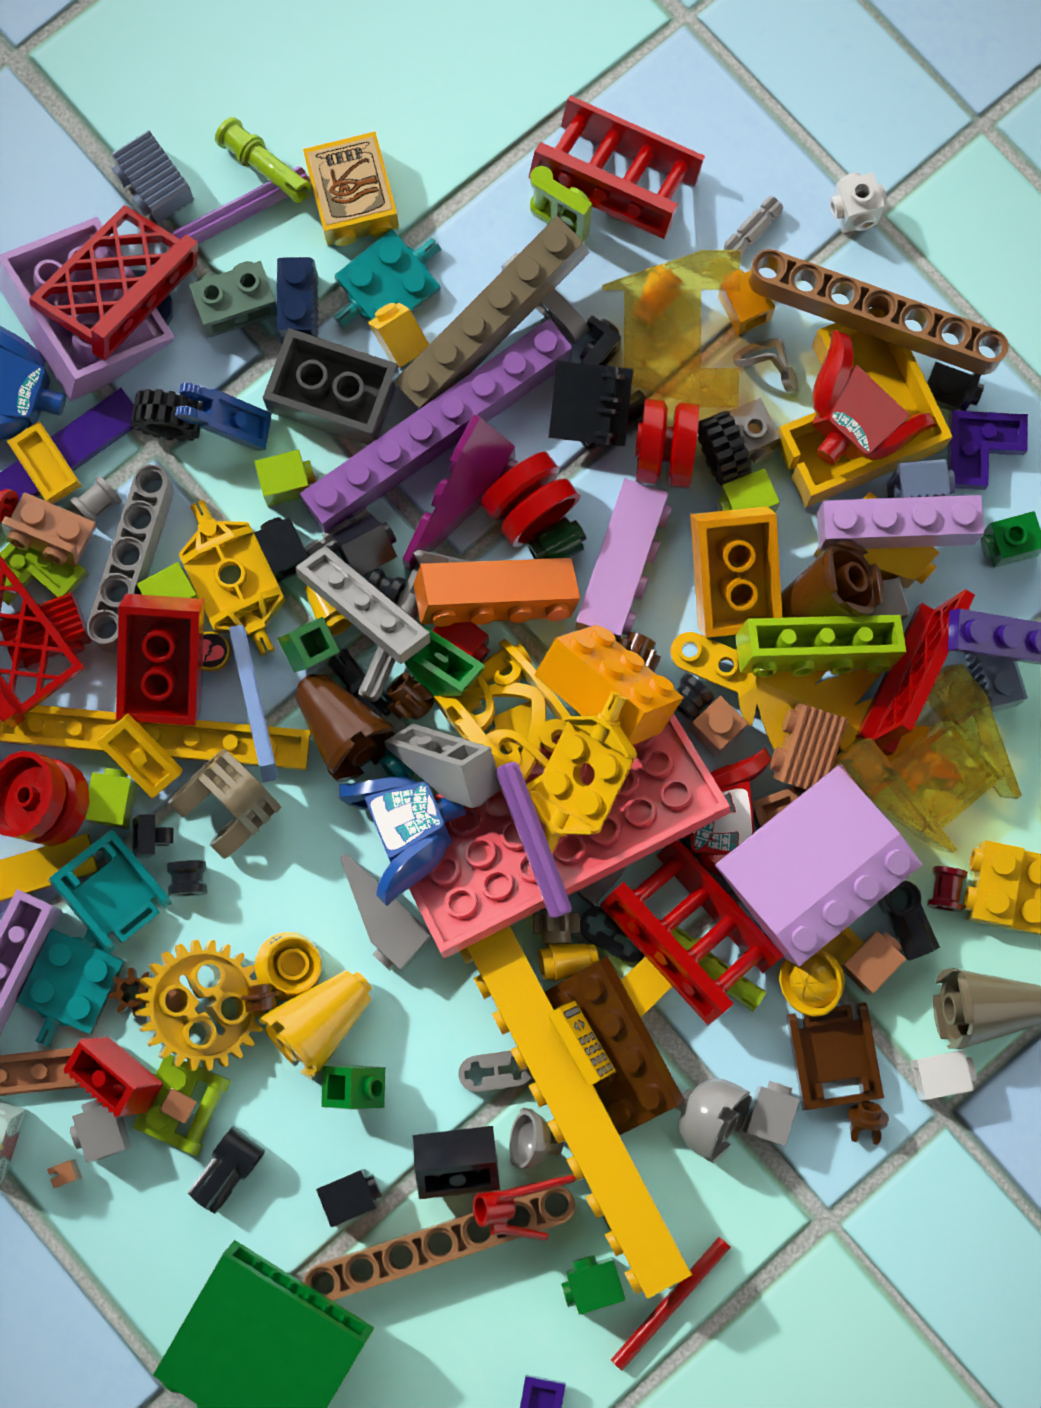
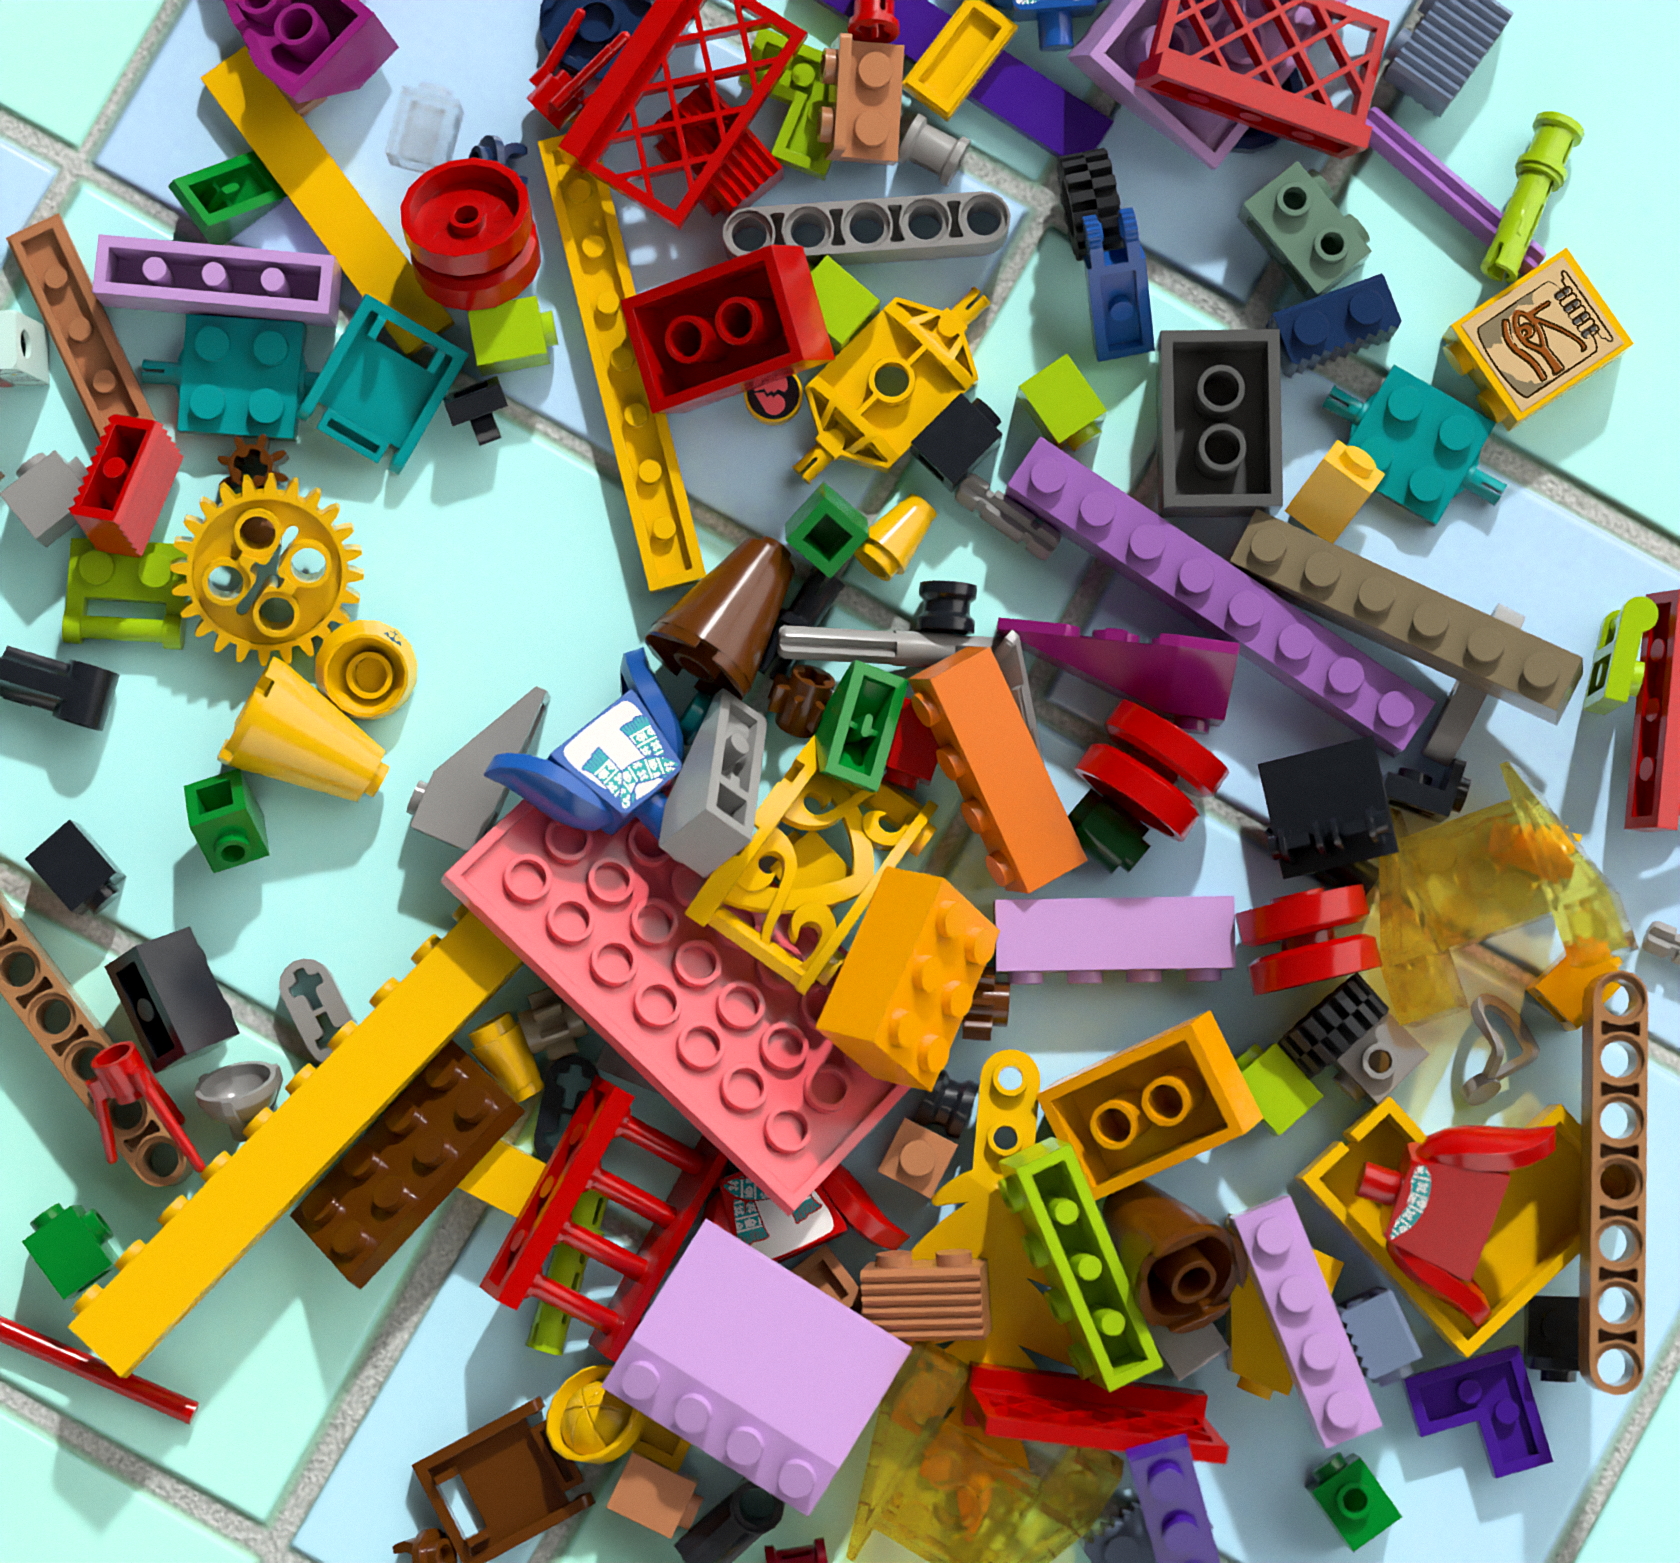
camera: 70 degrees right, 5 degrees up
(140, 756) = (582, 353): yellow plate -> none
(178, 1105) = (119, 588): nougat piece -> none
(187, 878) = (437, 483): black wheel -> none
(236, 791) = (575, 505): dark tan piece -> none
(253, 703) = (713, 483): medium blue tile -> none
(260, 998) = (303, 647): reddish brown plate -> none
(363, 605) = (905, 586): light grey plate -> none
(366, 544) = (1002, 558): black brick -> none
(533, 840) = (644, 948): medium lavender axle -> none
(561, 796) = (723, 965): yellow plate -> none
(581, 1043) = (390, 1116): yellow tile -> none
(712, 1115) = (356, 1335): light grey cylinder -> none
(772, 1113) = (390, 1419): light grey brick -> none

